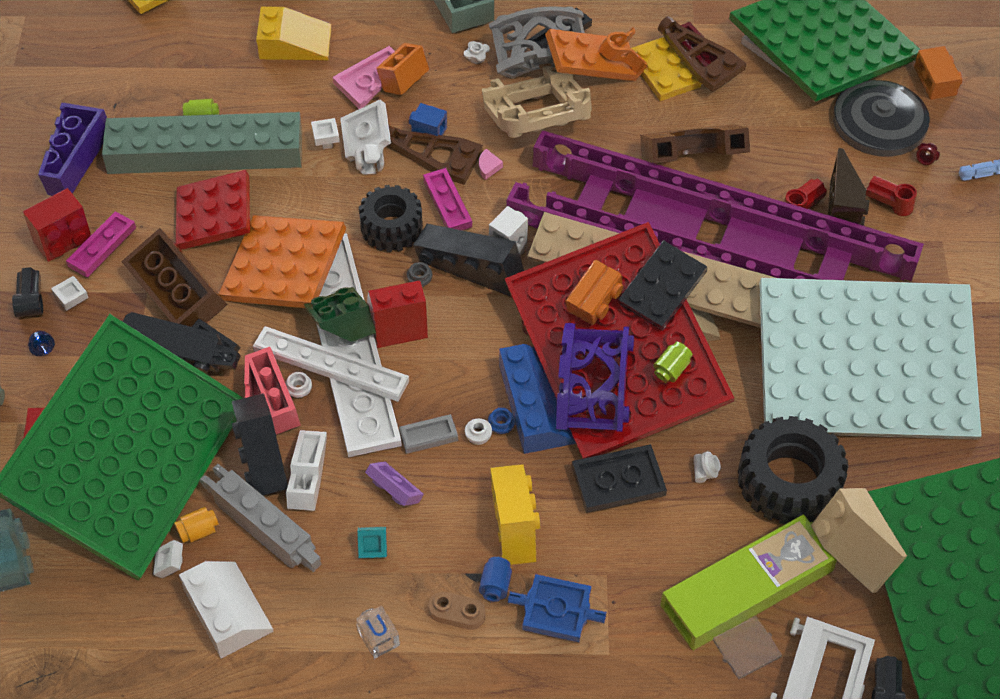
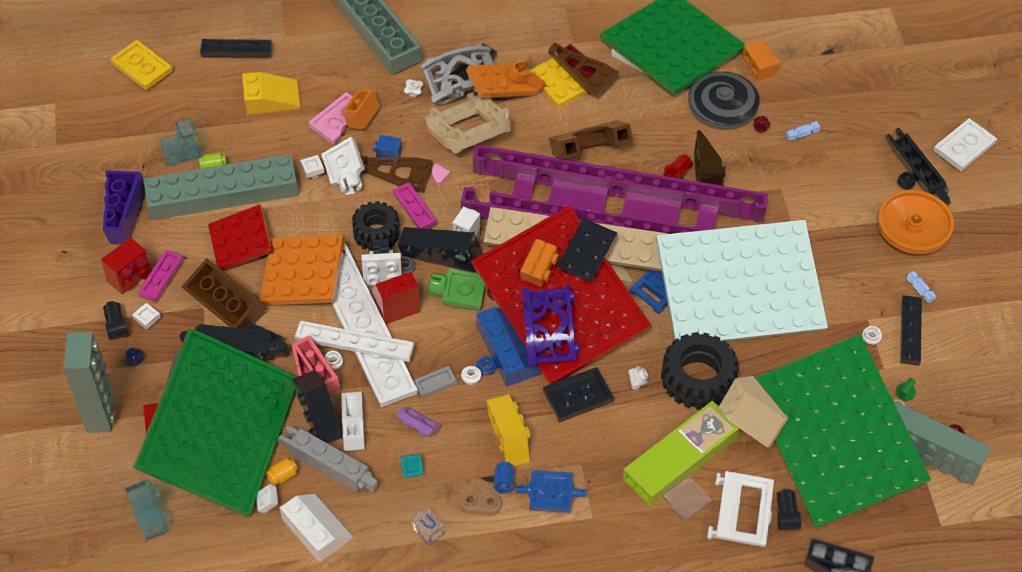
camera: 10 degrees left, 0 degrees up
(168, 85) = (183, 145): none -> clear light blue brick
(342, 314) = (357, 303): dark green slope -> none
(385, 265) = (380, 263): none -> white plate
(482, 313) = (458, 288): none -> bright green plate
(672, 362) = (603, 305): lime brick -> none
(748, 341) = (654, 283): none -> blue plate
(899, 197) = (745, 159): red piece -> none

